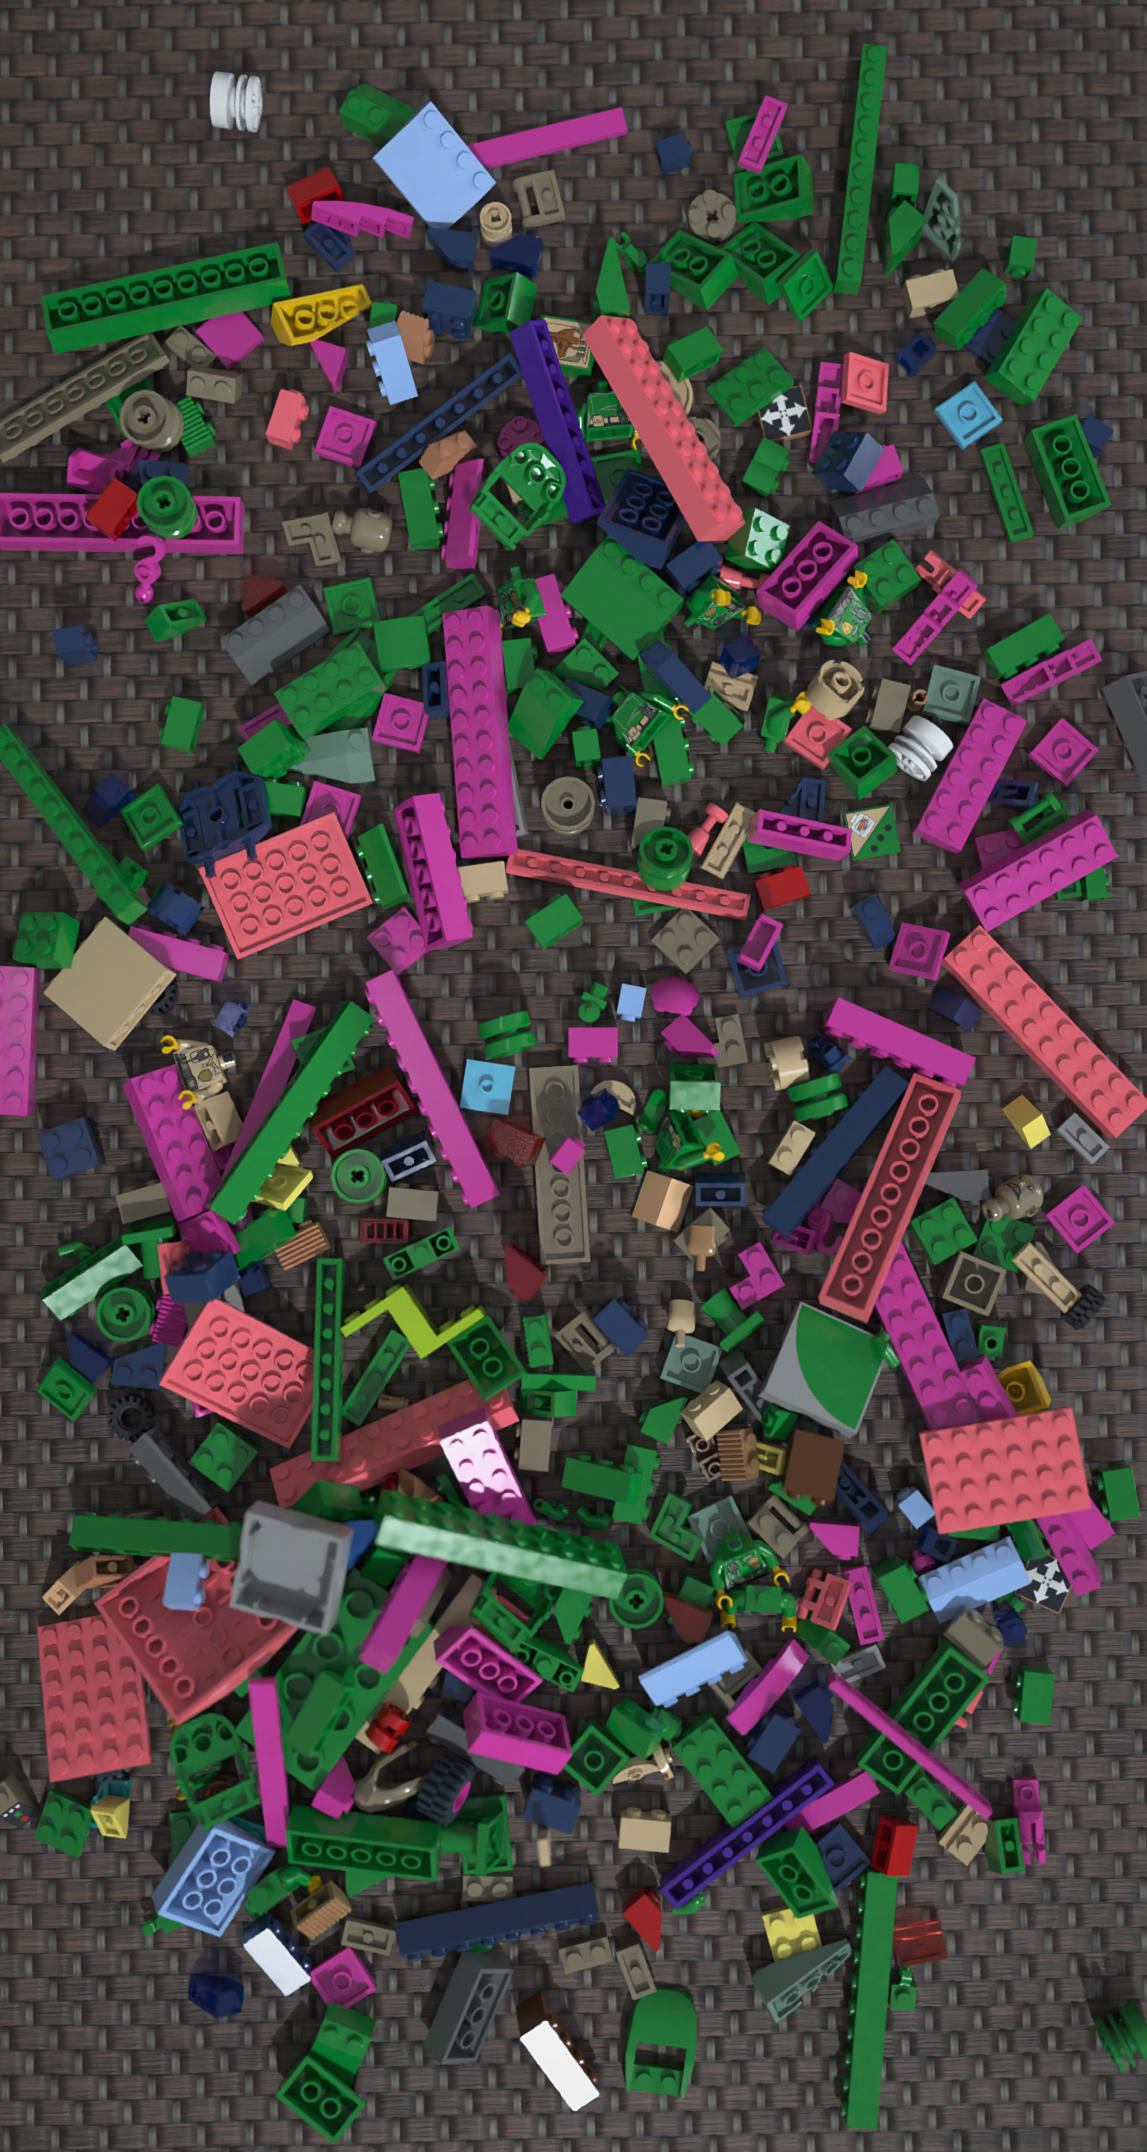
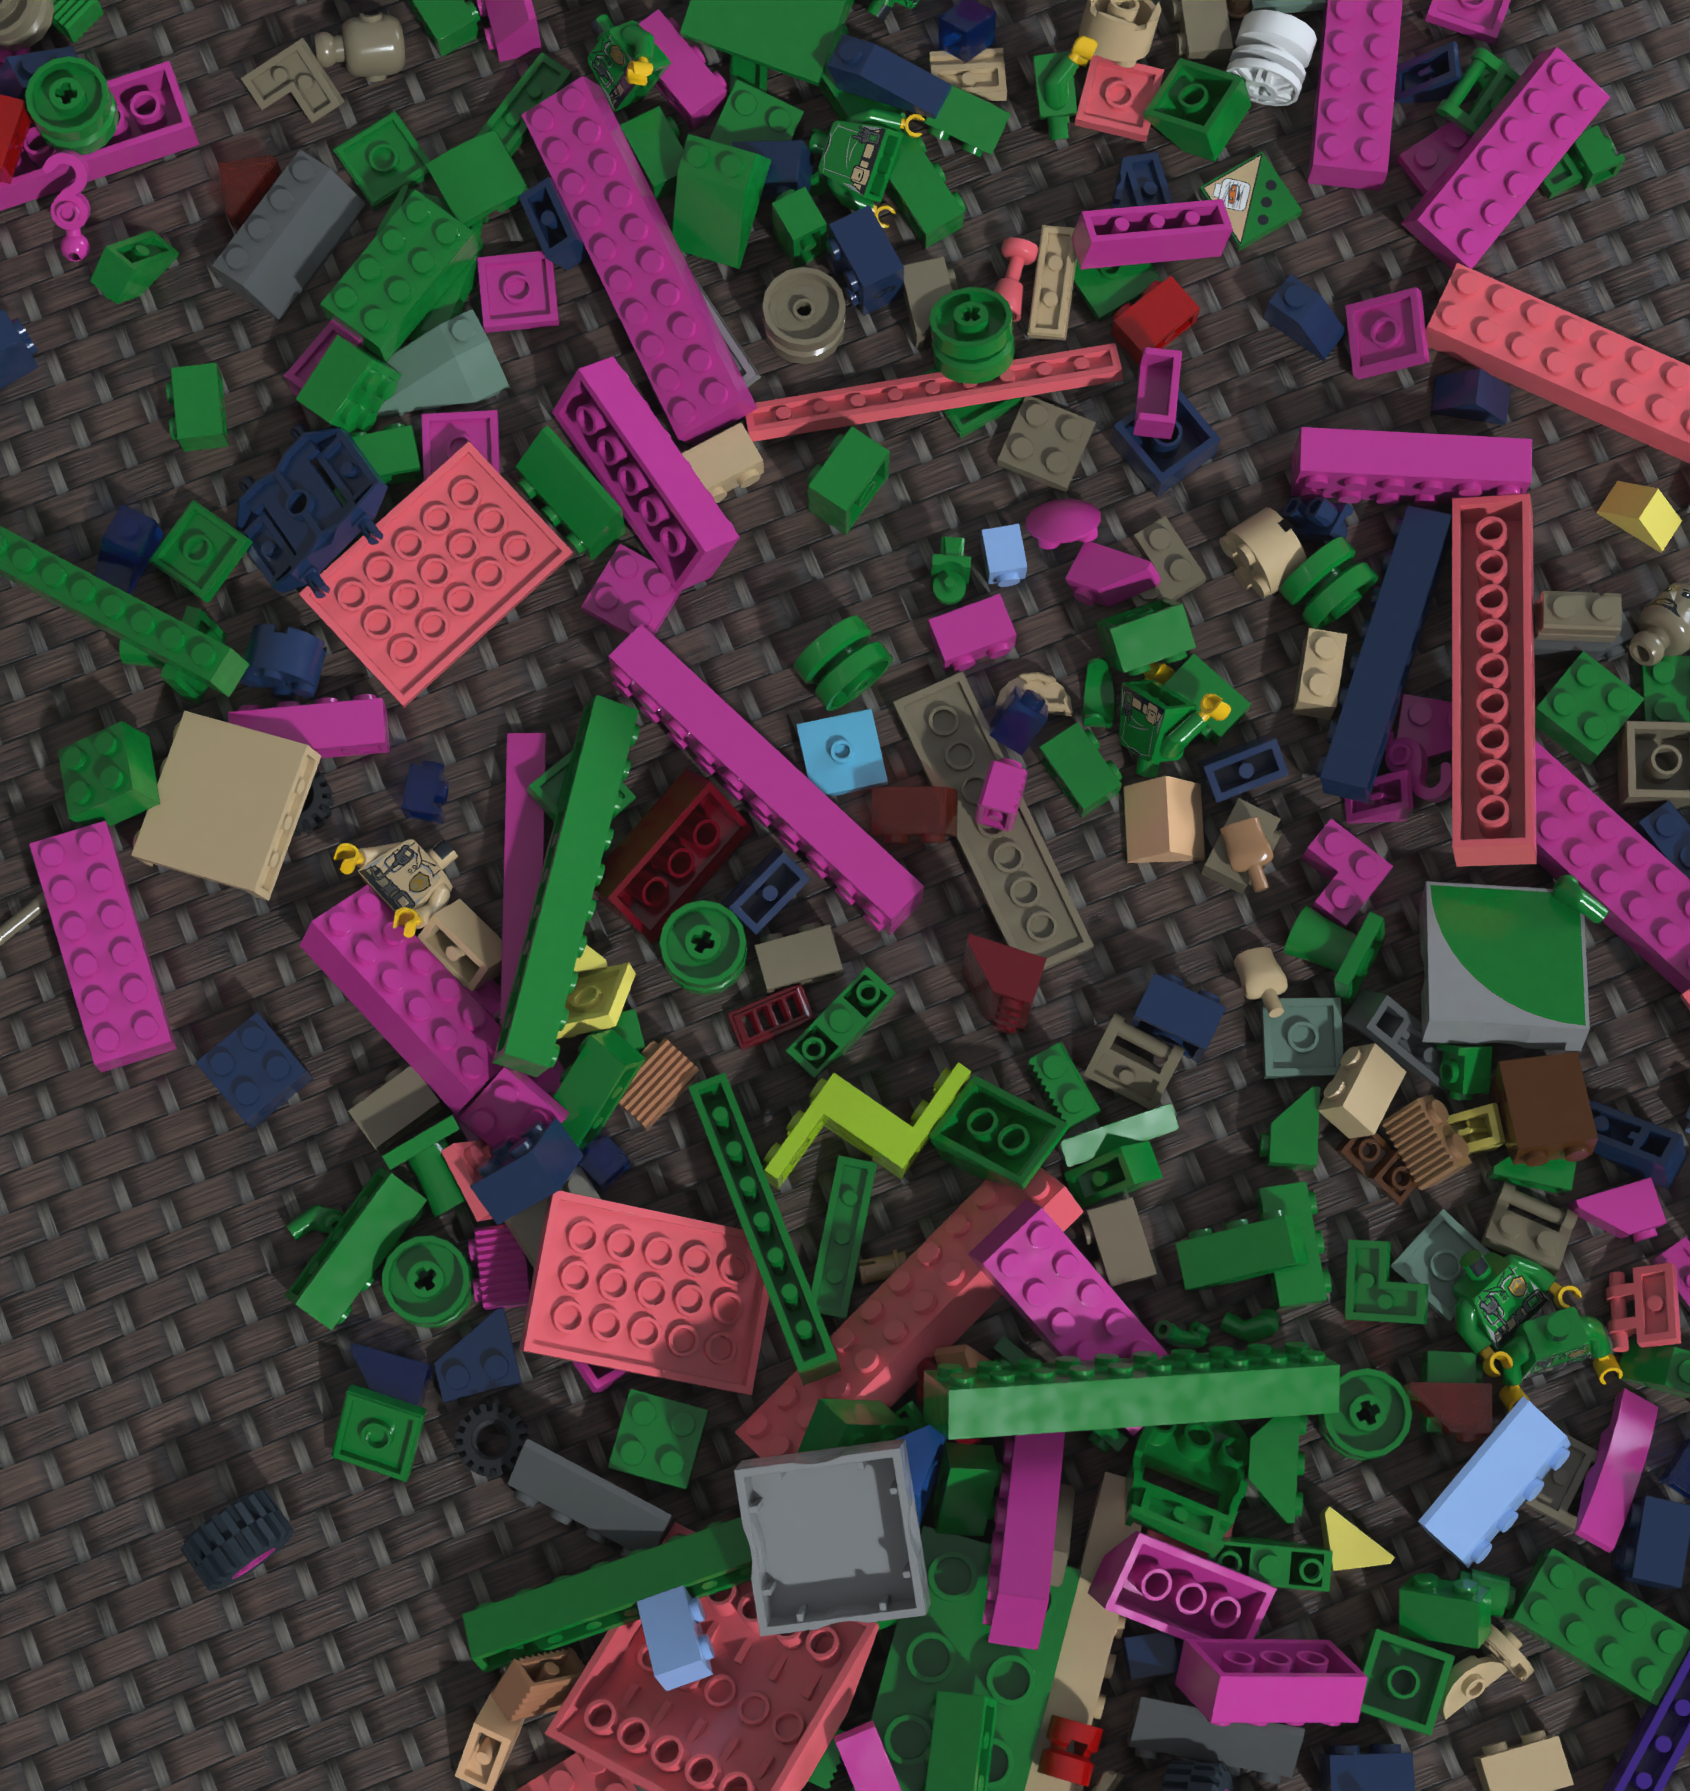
camera: 25 degrees left, 10 degrees down
(958, 1177) = (1578, 616): none -> dark tan brick

